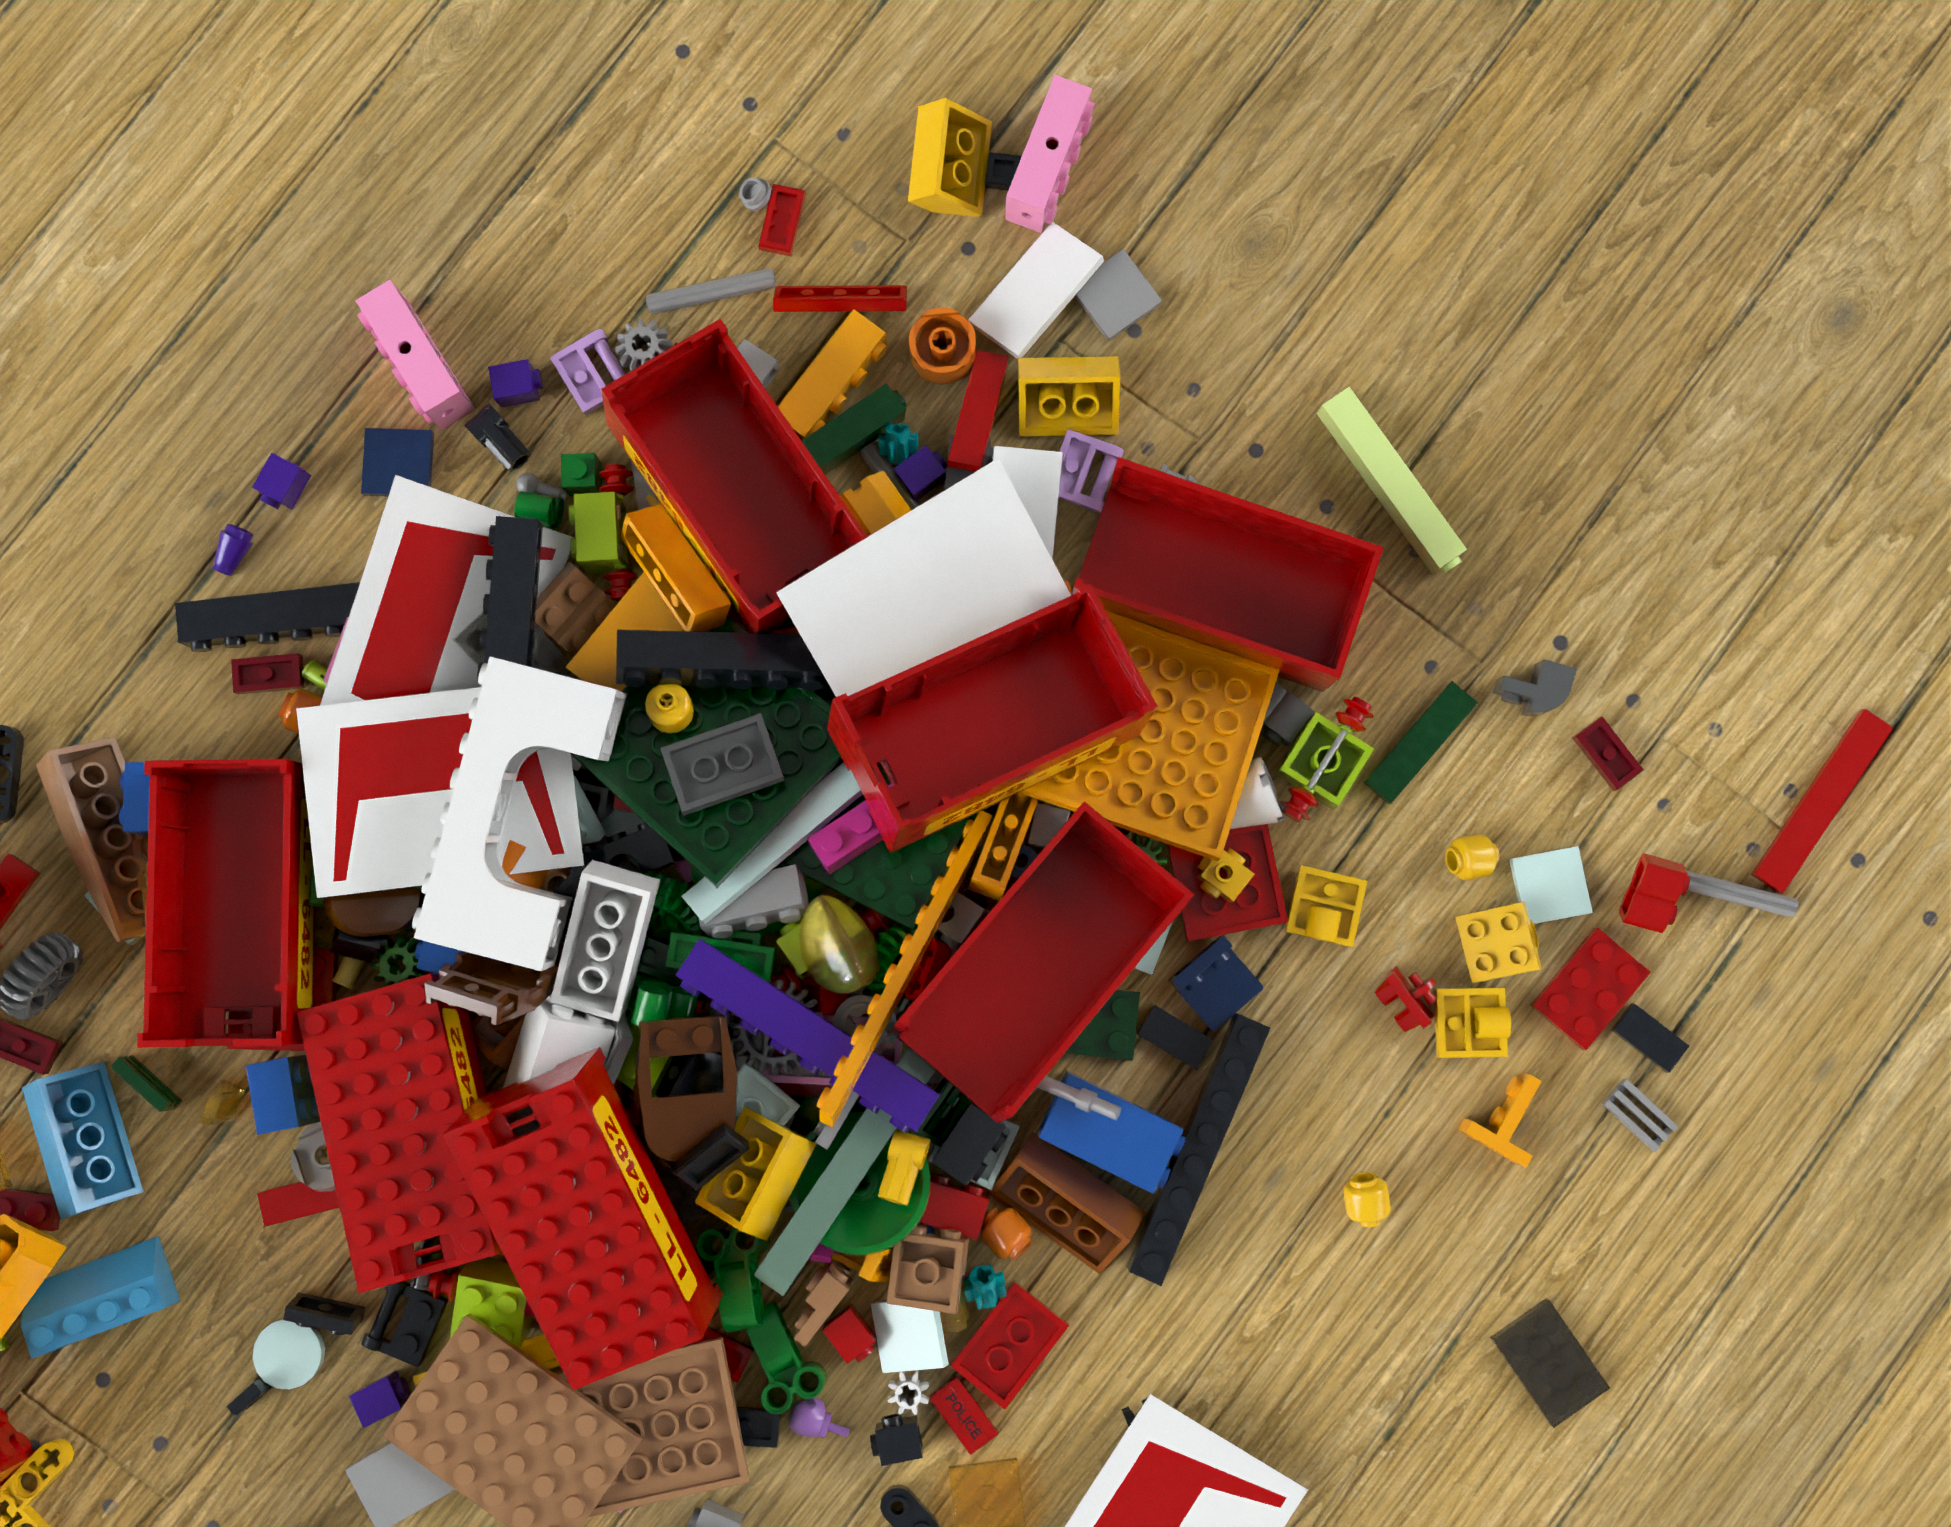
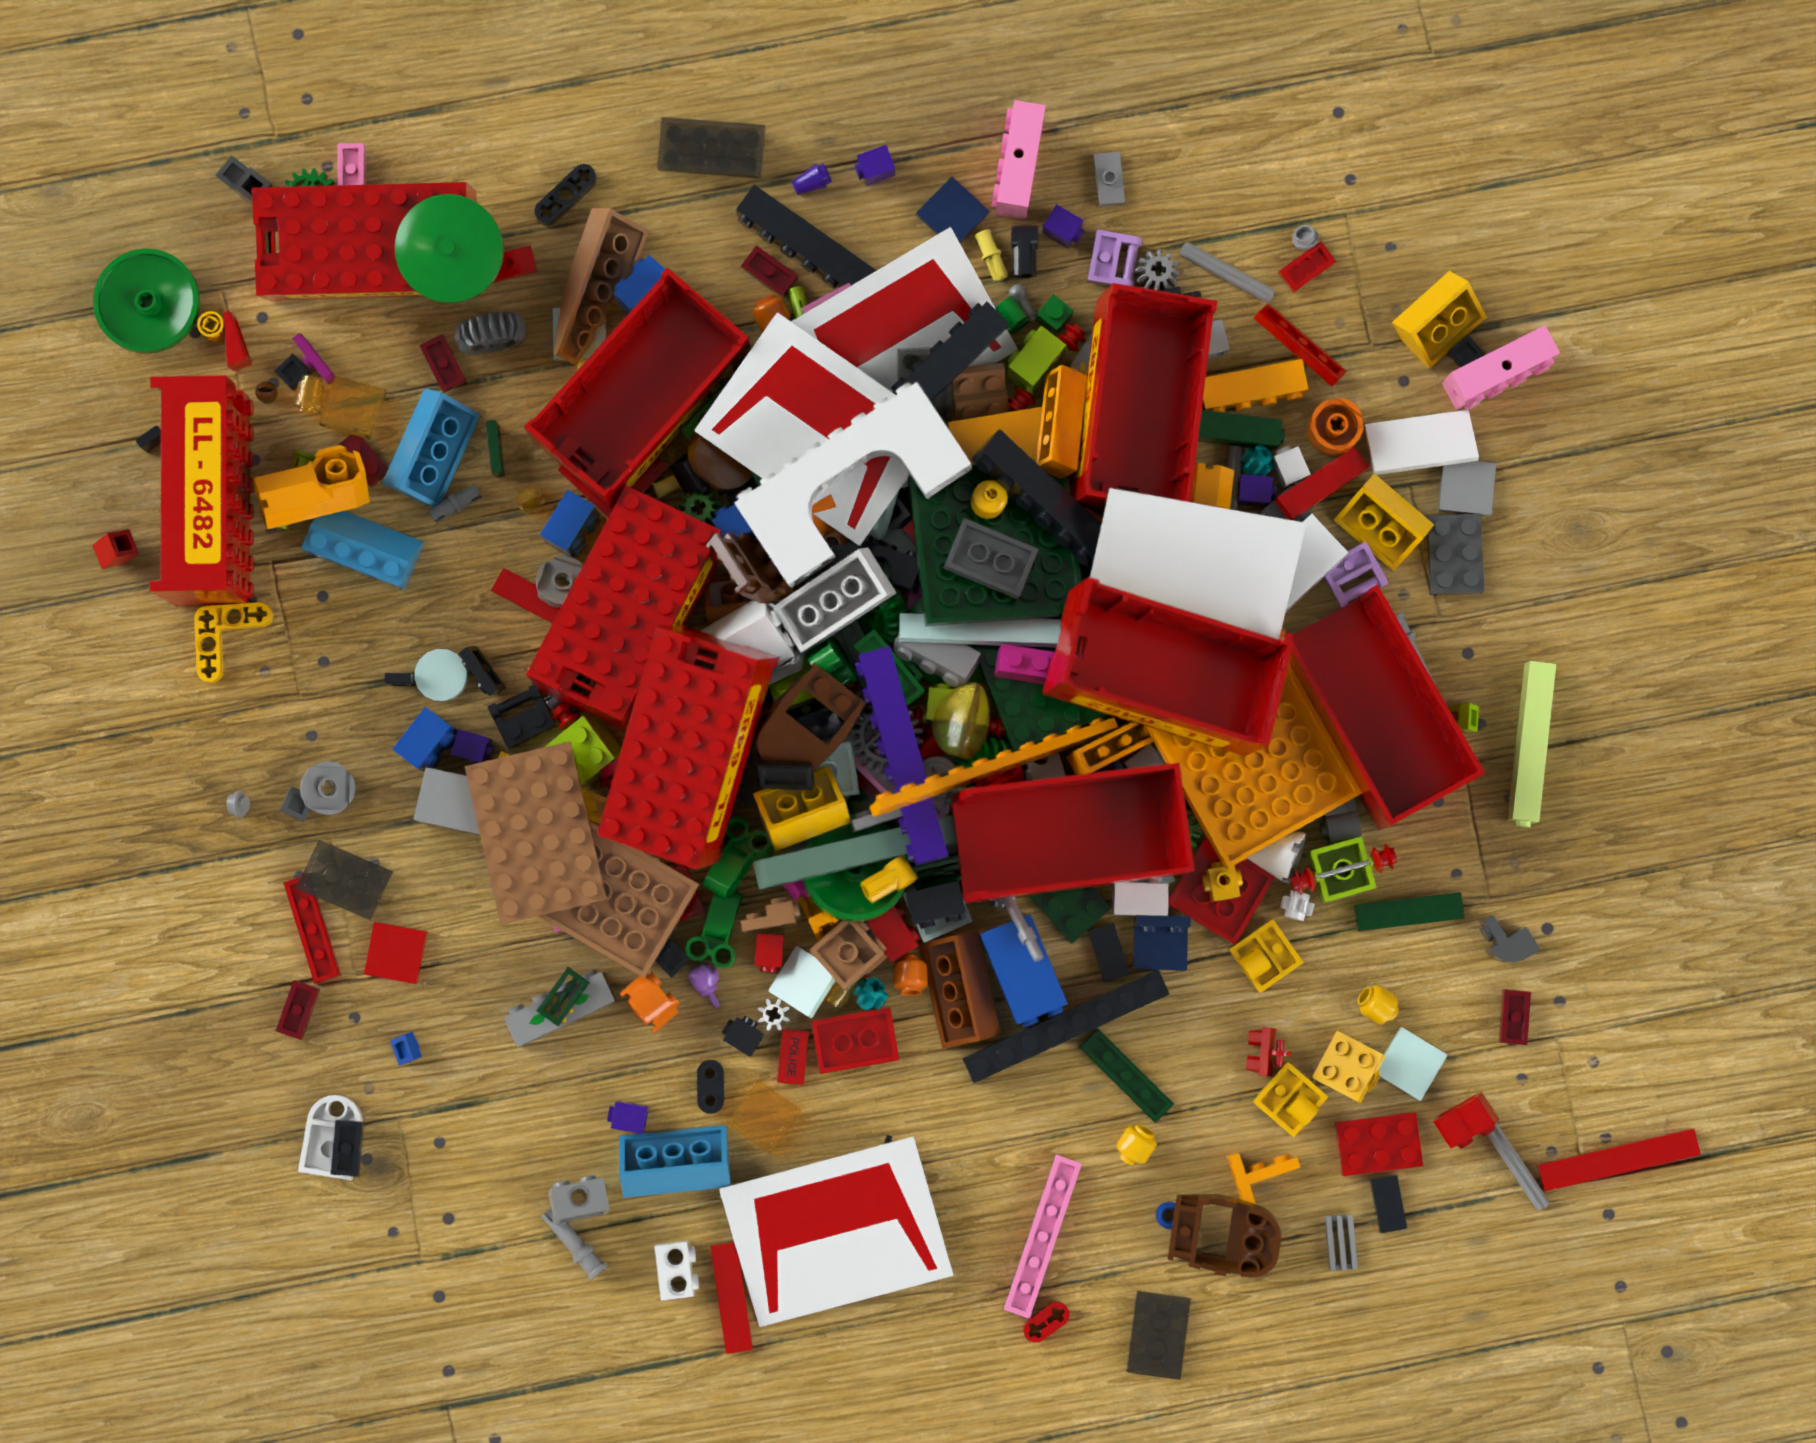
camera: 40 degrees right, 0 degrees up
(105, 604) = (711, 147): none -> clear smoke plate
(154, 1172) = (455, 503): none -> dark grey pin
(325, 1437) = (426, 740): none -> blue brick
(470, 470) = (991, 255): none -> light yellow axle
(520, 300) = (1109, 179): none -> light grey plate
(777, 1493) = (650, 1002): none -> orange brick
(933, 421) = (1290, 466): none -> white brick
(1162, 368) = (1455, 555): none -> dark grey plate
(1163, 961) = (1140, 898): none -> white brick
(1297, 1140) = (1126, 1075): none -> dark green tile
(1309, 508) = (1468, 716): none -> lime tile
(1313, 832) = (1297, 906): none -> white gear
(1357, 1370) = (1042, 1236): none -> bright pink plate
(1441, 1451) = (1050, 1327): none -> red beam
(1466, 1243) = (1160, 1214): none -> blue plate
(1559, 1194) = (1251, 1243): none -> reddish brown slope

